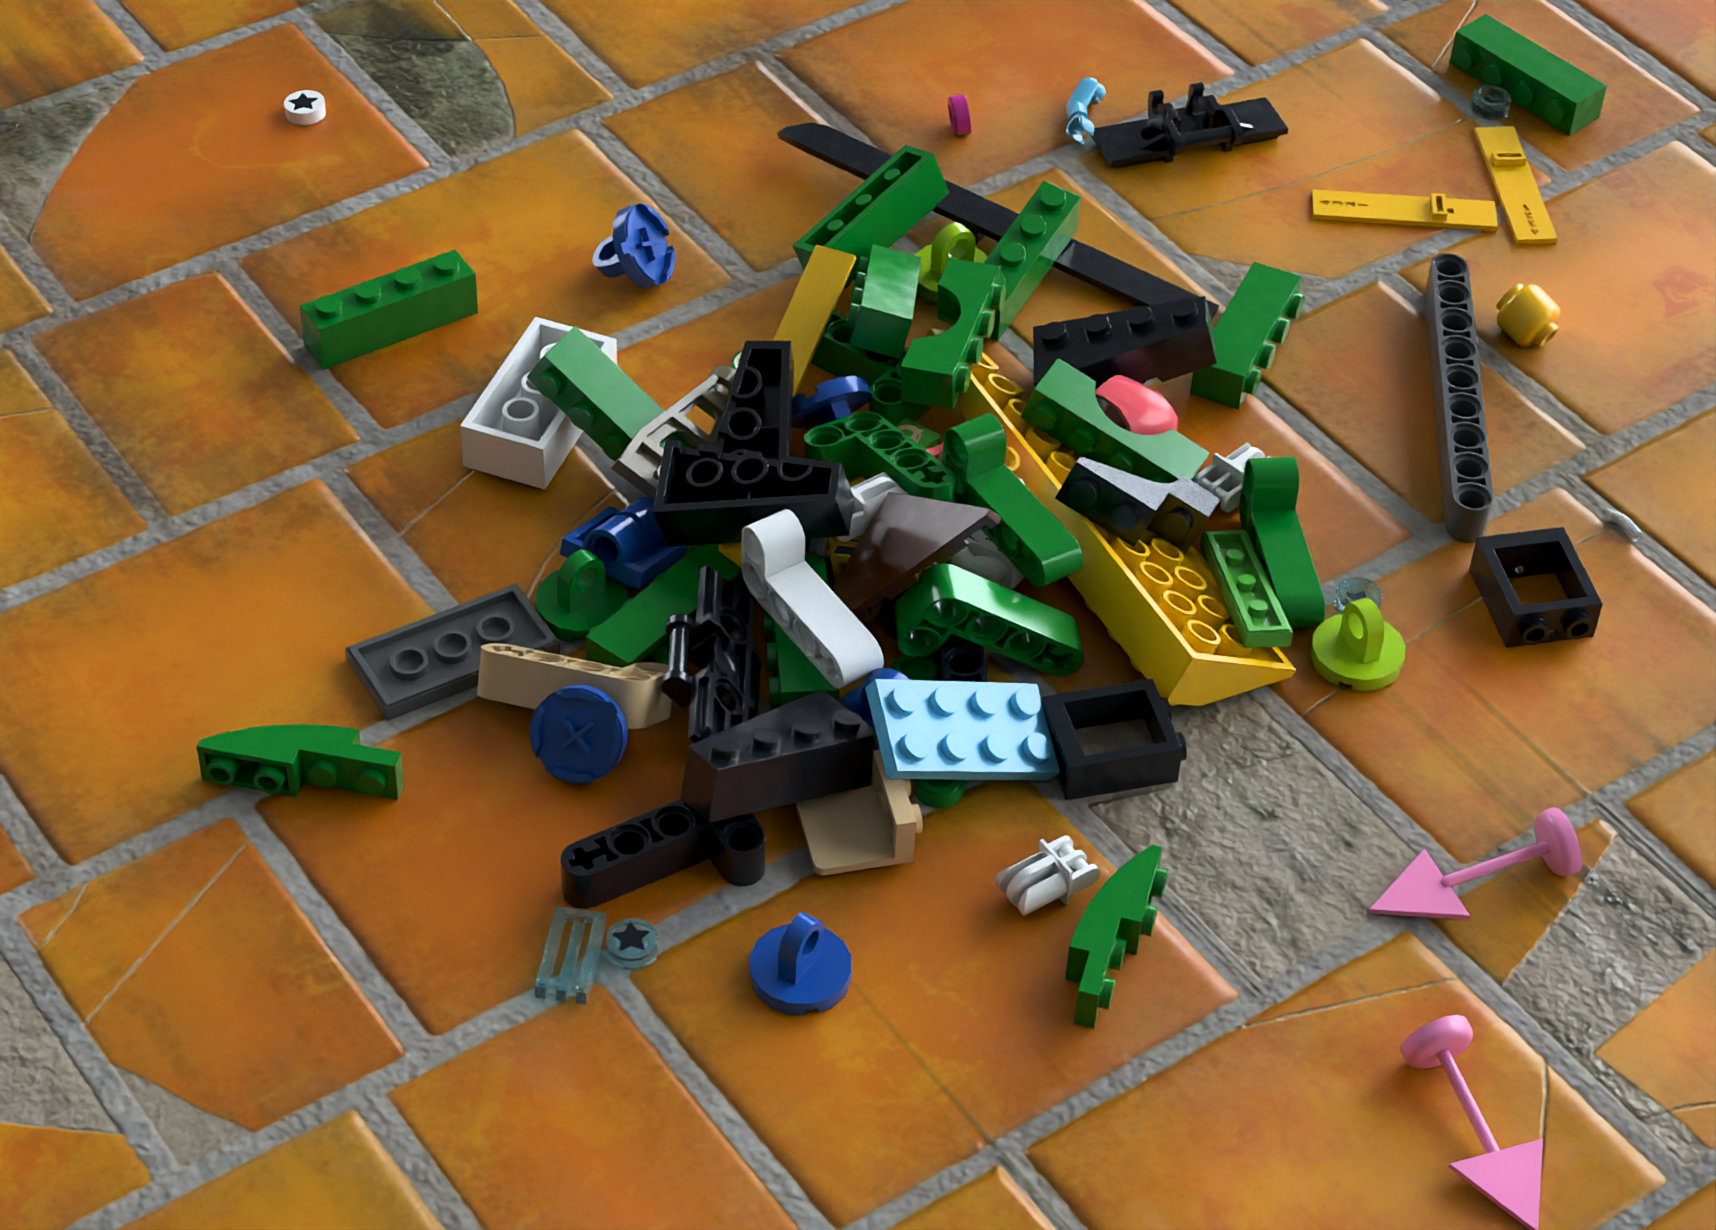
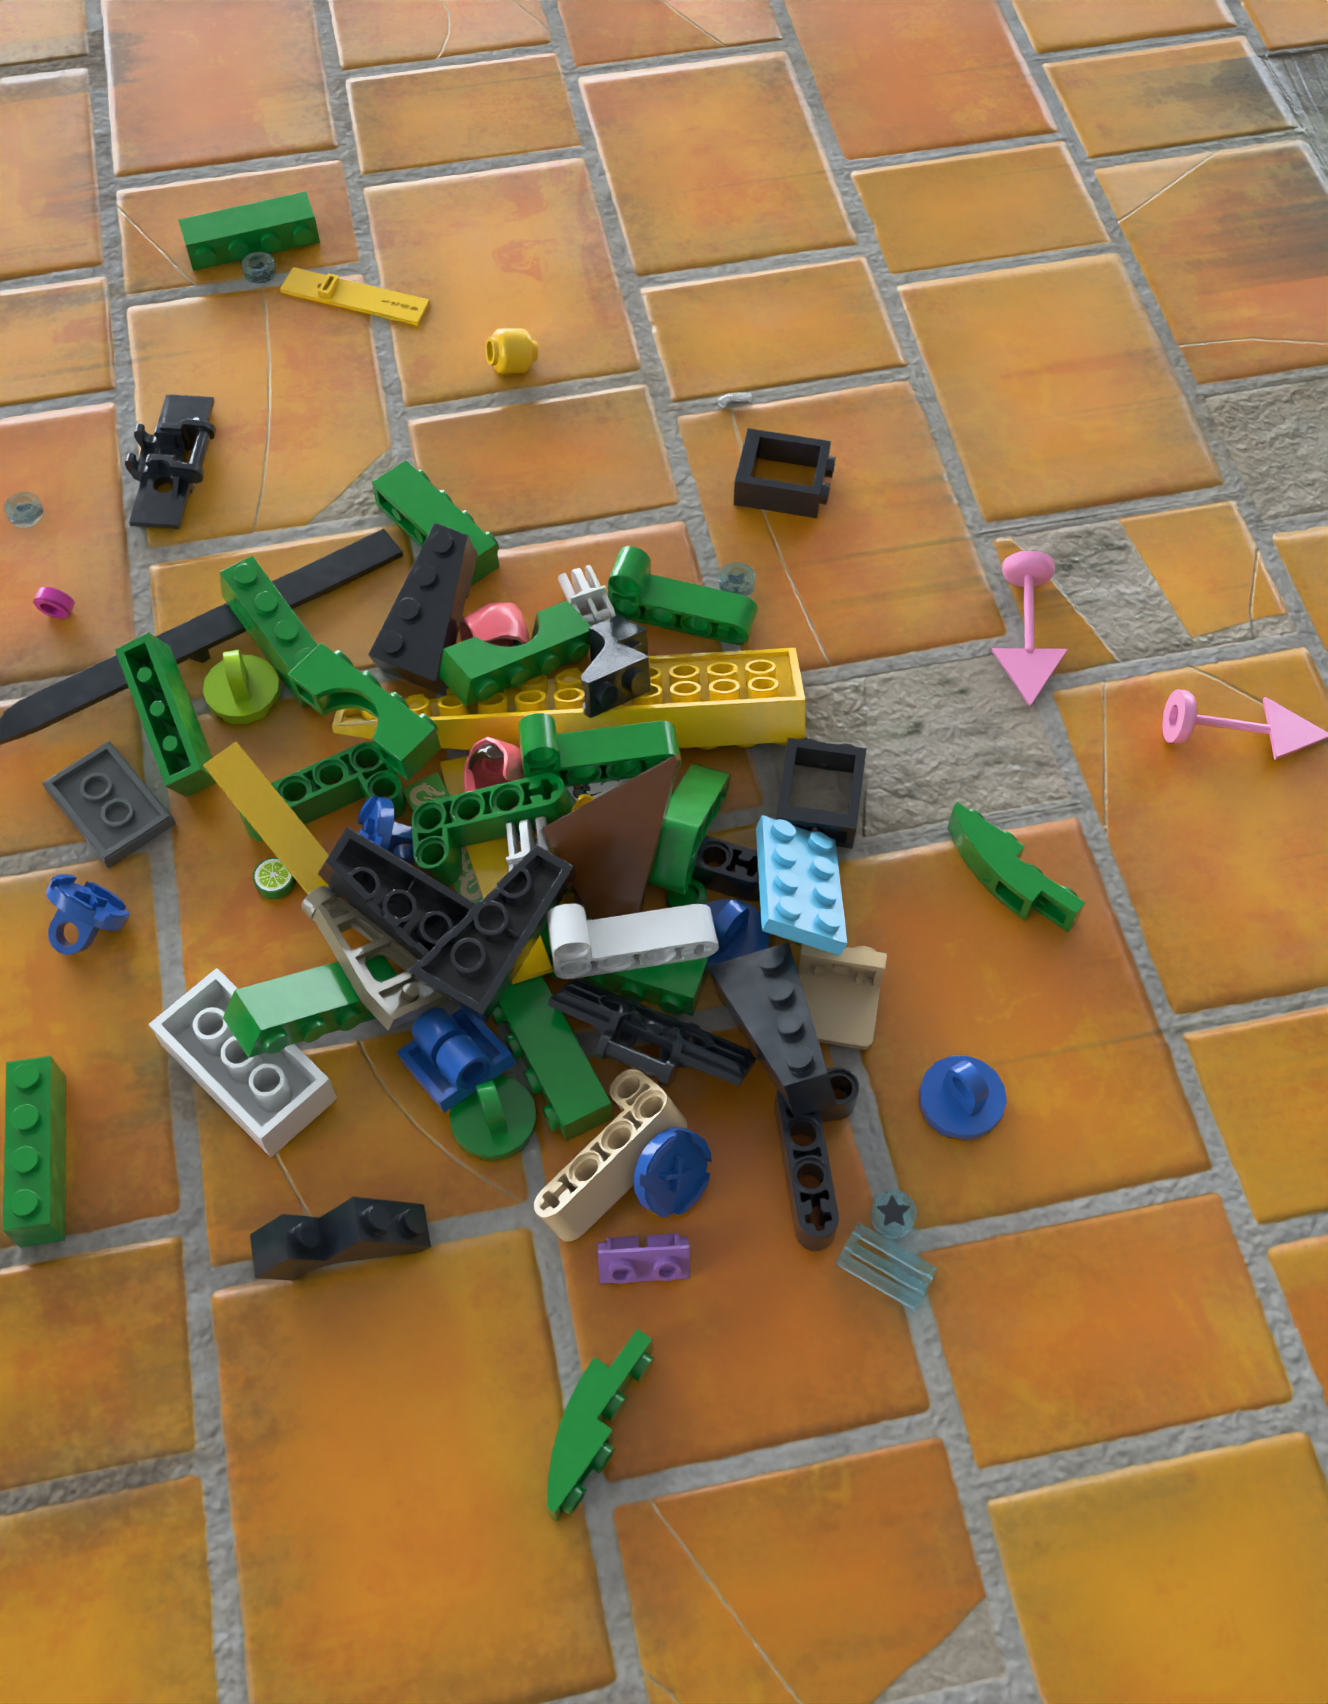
camera: 65 degrees left, 15 degrees up
(405, 529) = (347, 1233): none -> black arch
(443, 650) = (500, 1247): dark grey tile -> none
(484, 756) = (624, 1262): none -> medium lavender hinge
(761, 234) = (109, 804): none -> dark grey tile
(883, 300) = (283, 743): green brick -> none
(1047, 875) = (940, 891): white arm -> none
(1057, 61) = (24, 509): none -> clear light blue tile
(1076, 111) = (93, 520): medium azure arm -> none
(1246, 589) = (714, 641): bright green tile -> none
(1358, 648) = (790, 602): lime tile -> none
(1404, 210) = (341, 372): yellow piece -> none
(1458, 399) = (570, 428): dark grey beam -> none

